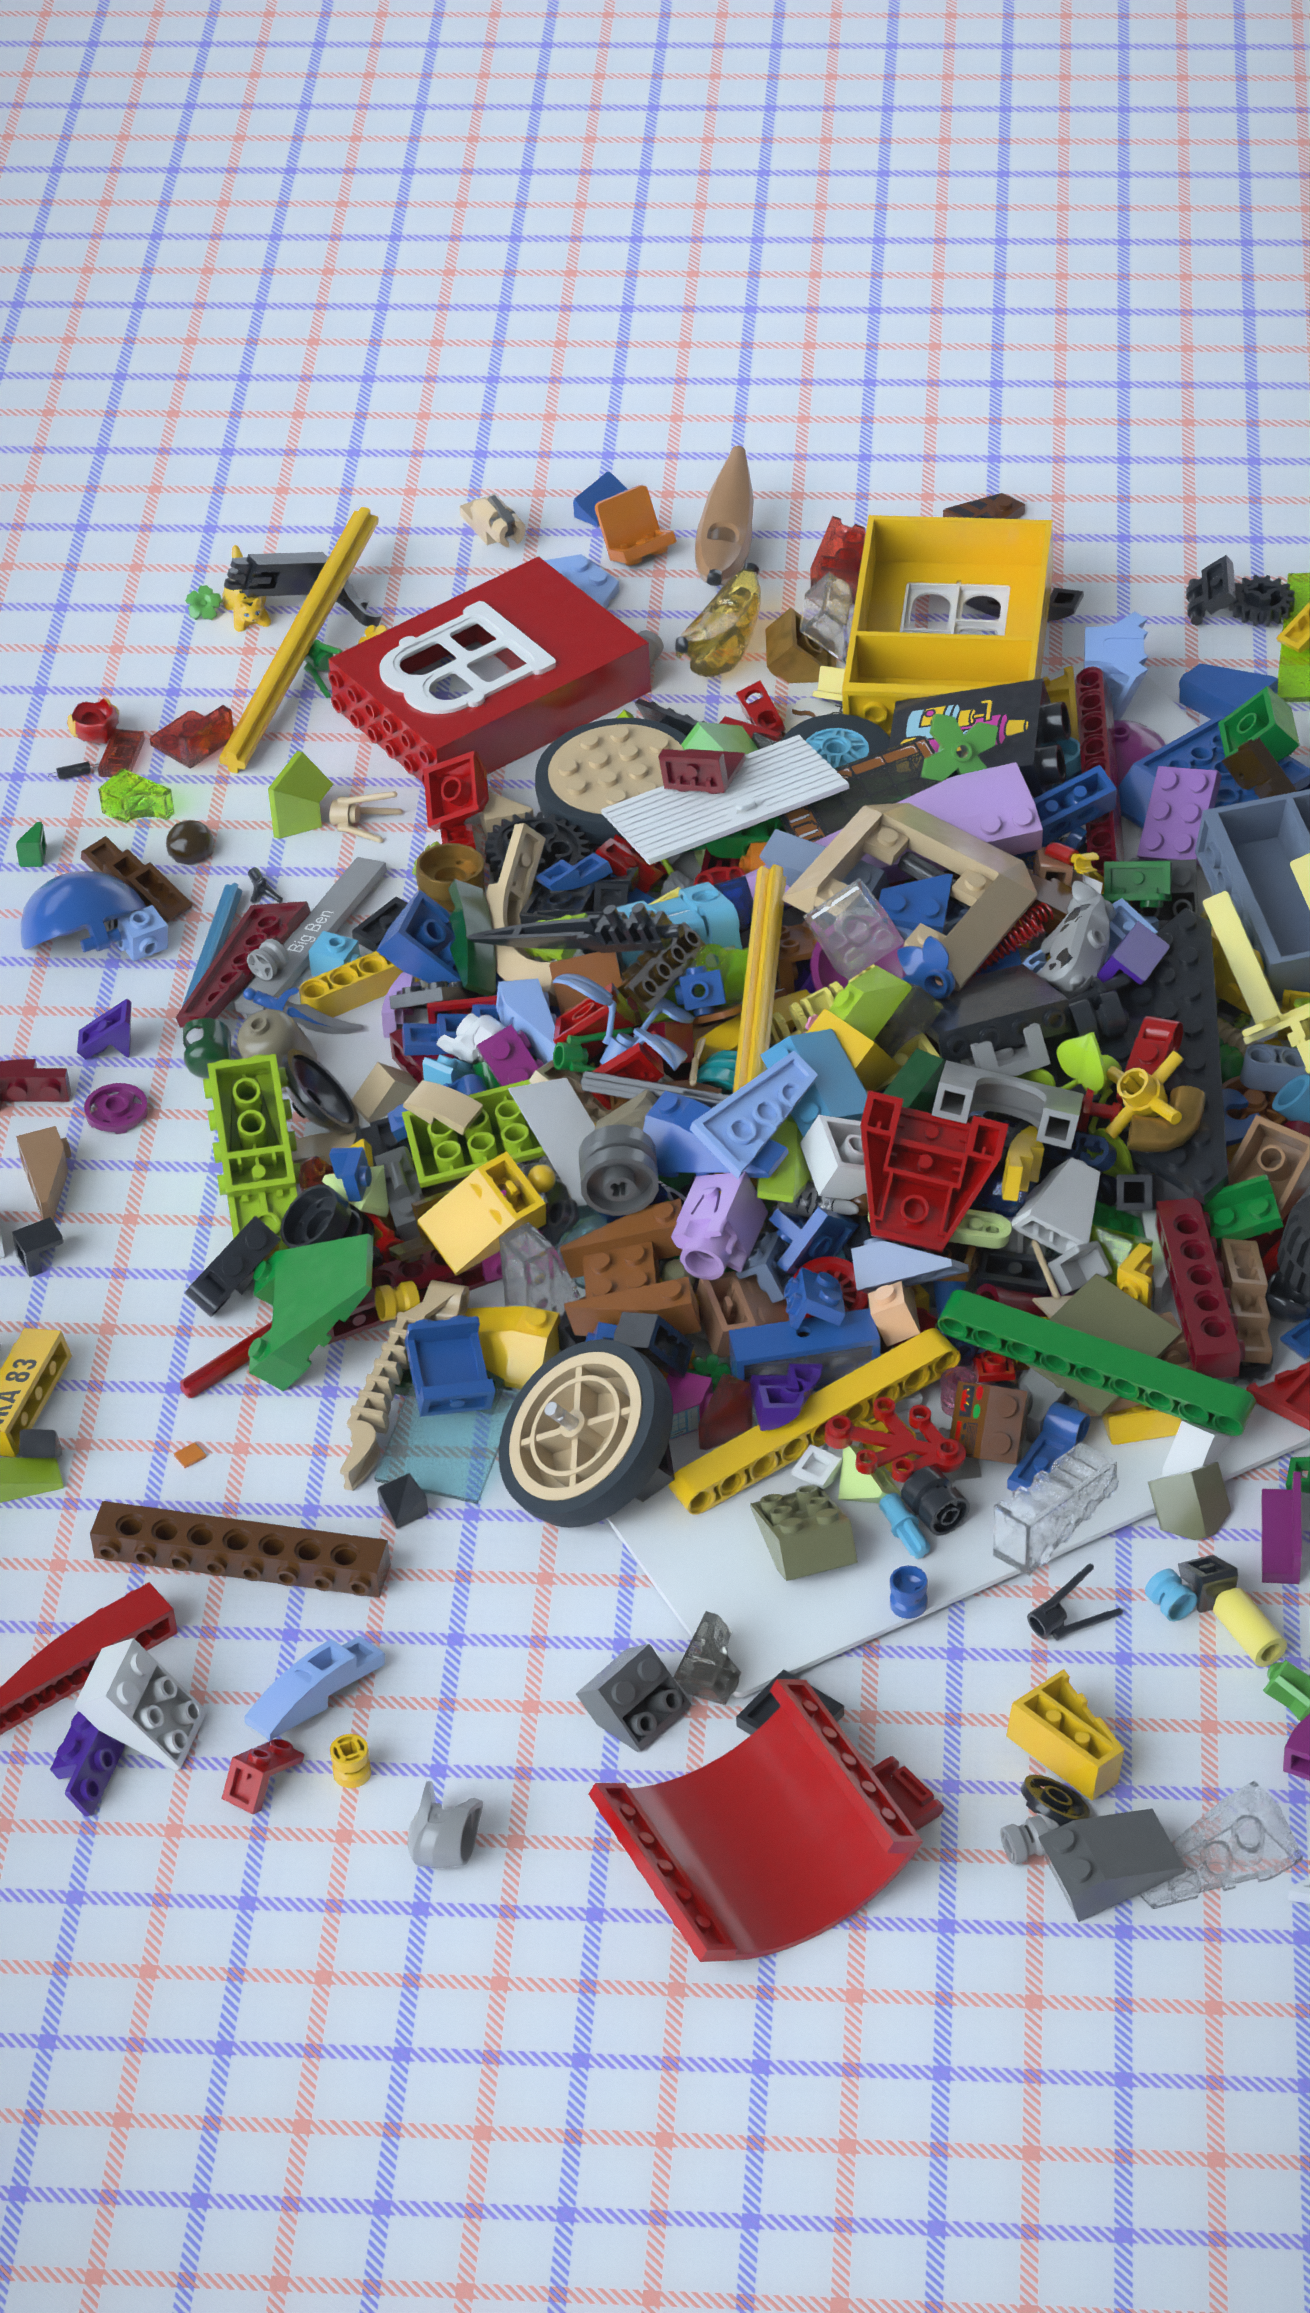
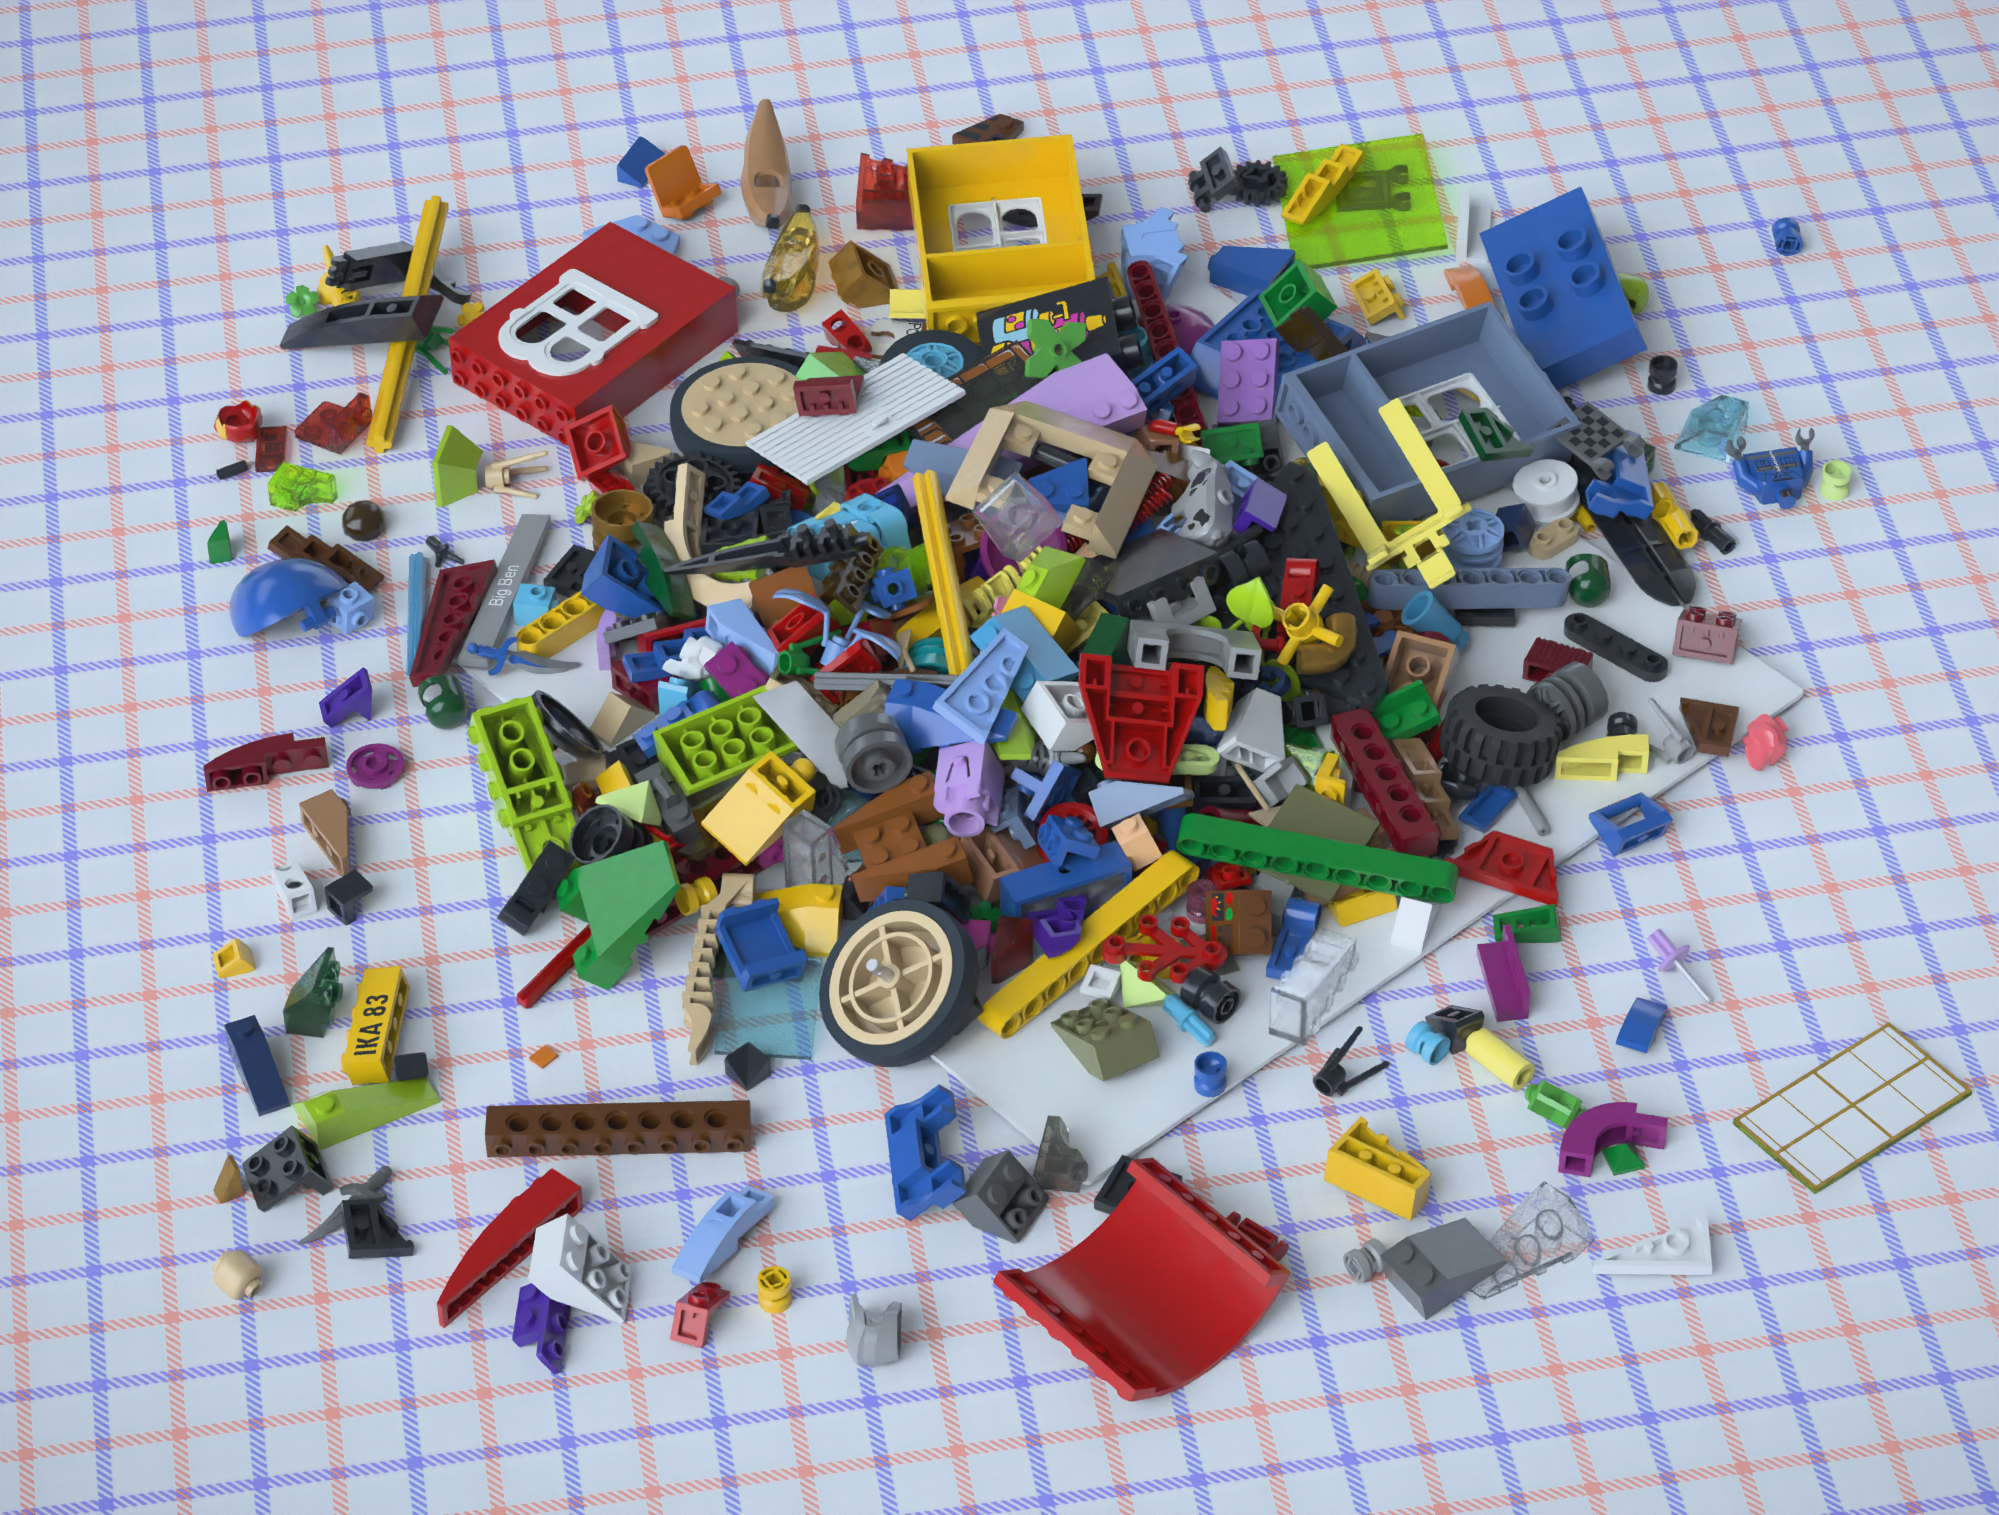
camera: 15 degrees left, 0 degrees up
(254, 631) = (365, 322): none -> black wedge
(268, 959) = (479, 615): light grey wheel -> none
(272, 1033) = (504, 681): dark tan cylinder -> none
(353, 1169) = (624, 784): blue bracket -> none
(445, 1104) = (691, 718): tan slope -> none
(493, 520) = (547, 193): tan plate -> none
(549, 1645) = (916, 1155): none -> blue bracket
(829, 615) = (884, 243): clear slope -> none
(924, 964) = (1085, 538): blue plate -> none
(1054, 1800) = (1381, 1224): black wheel -> none
(1191, 1501) = (1422, 964): olive slope -> none

